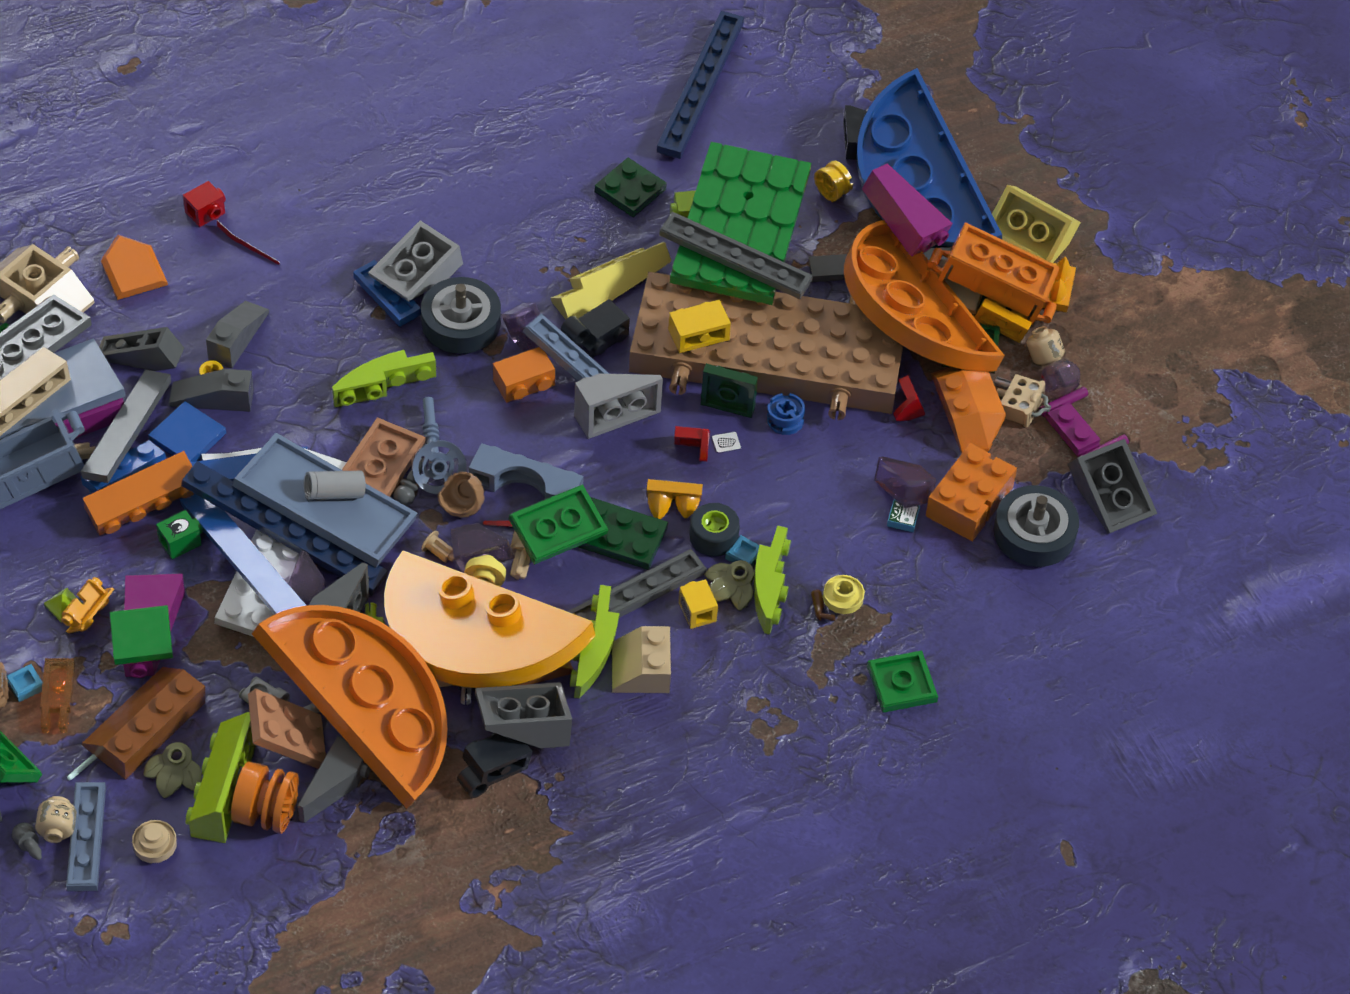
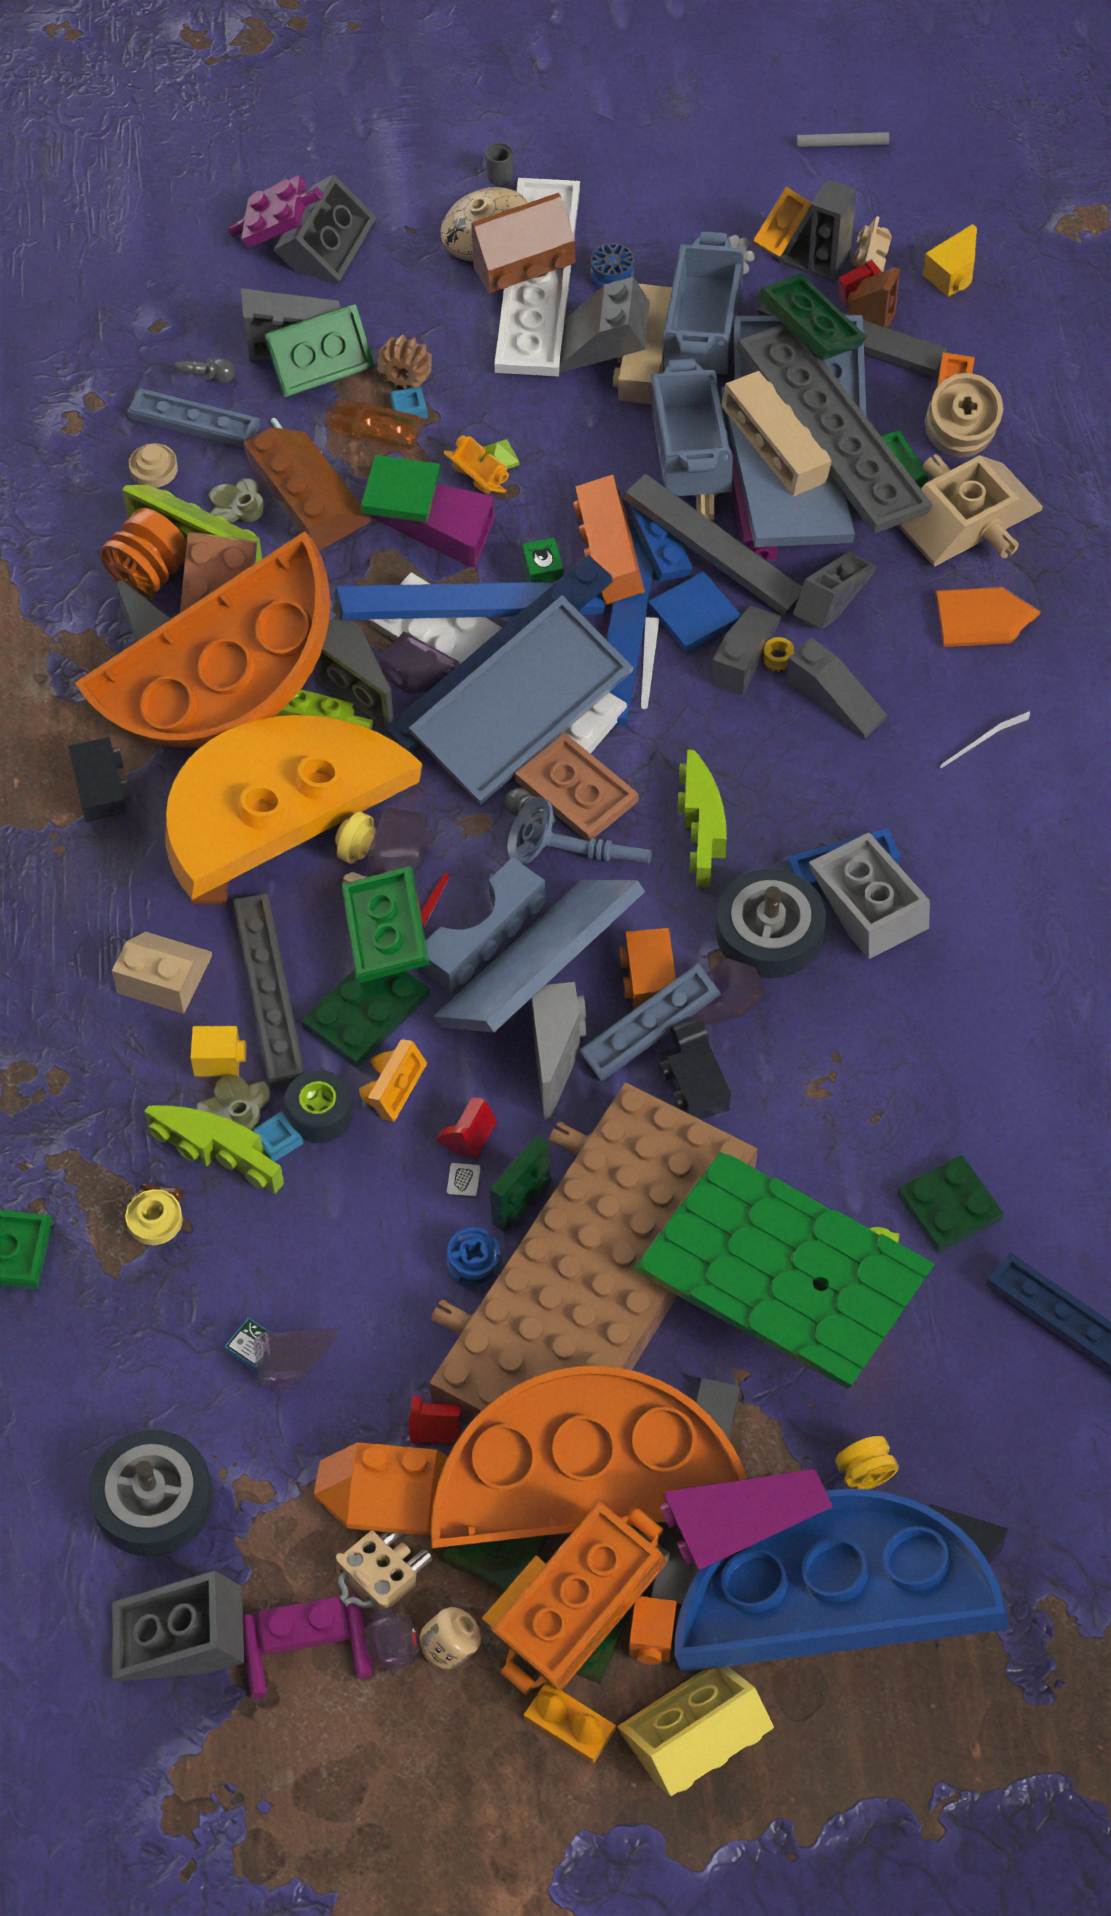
camera: 115 degrees right, 5 degrees up
(55, 819) = (216, 388): tan head -> none
(204, 203) = (1057, 701): red brick -> none
(334, 484) = (527, 702): light grey pin -> none
(438, 547) = (427, 806): tan piece -> none
(462, 495) = (480, 845): medium nougat hair -> none
(527, 713) = (128, 808): dark grey slope -> none
(549, 424) = (538, 955): none -> sand blue tile
(596, 653) = (204, 924): lime slope -> none
(610, 280) = (780, 1115): light yellow wedge -> none
(699, 326) = (619, 1159): yellow brick -> none
(736, 255) = (714, 1232): dark grey tile -> none
(970, 492) = (244, 1434): orange piece -> none

